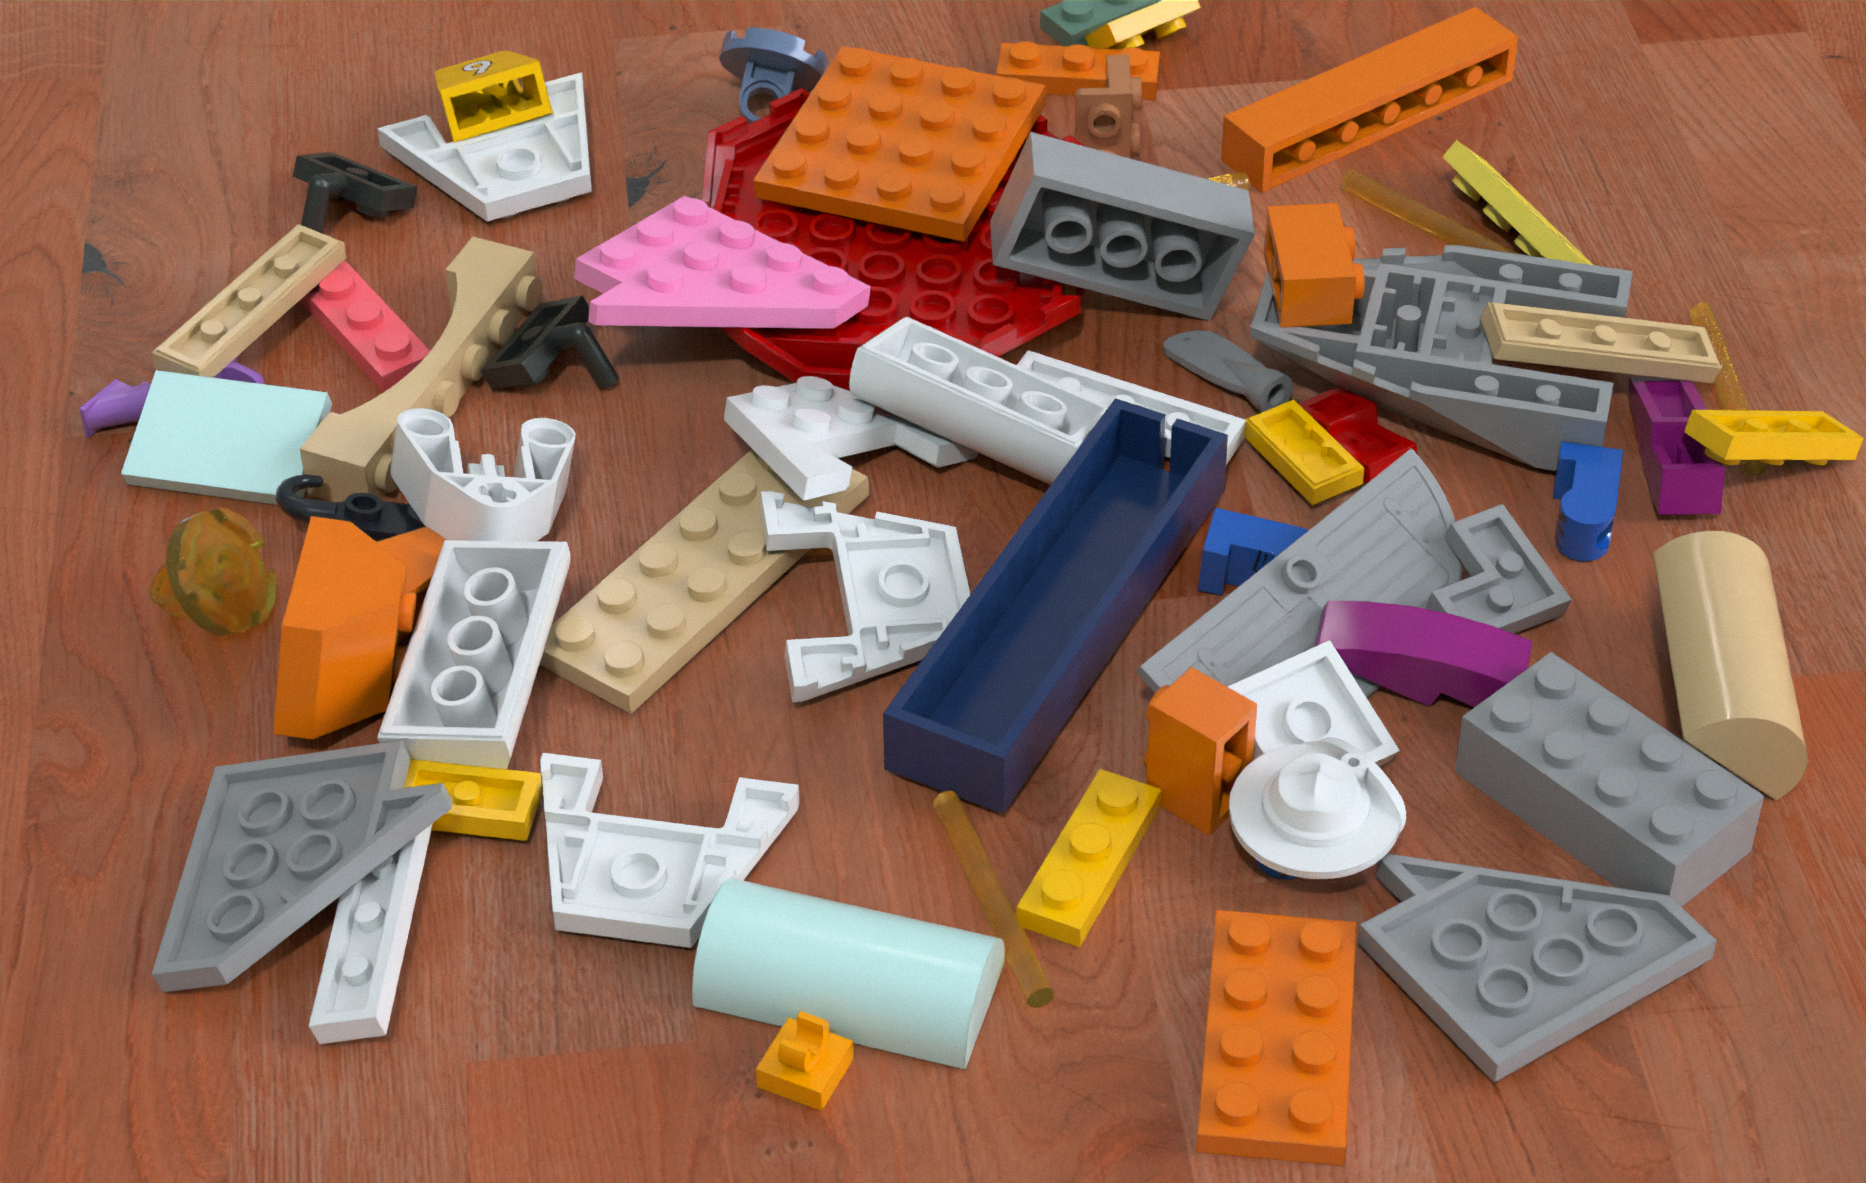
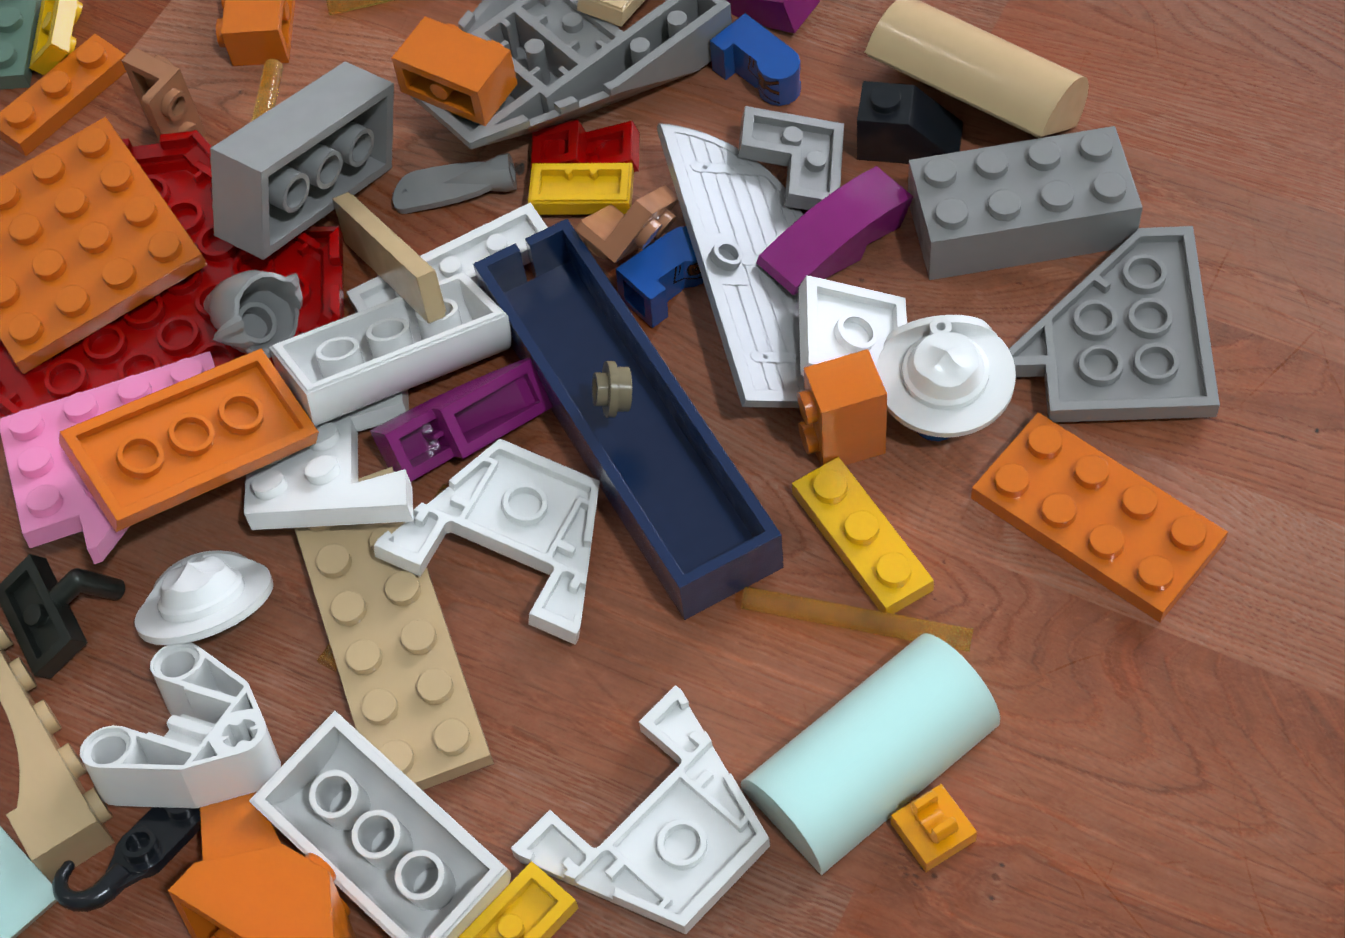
camera: 50 degrees left, 15 degrees up
(638, 426) = (202, 597): none -> white hat
(752, 304) = (187, 439): none -> orange plate
(929, 285) = (255, 310): none -> light grey hat
(948, 491) = (462, 419): none -> magenta slope
(1048, 548) = (612, 389): none -> dark tan plate
(1075, 344) = (390, 257): none -> tan tile
(1270, 485) = (616, 235): none -> nougat bracket
(1616, 642) = (903, 124): none -> black slope

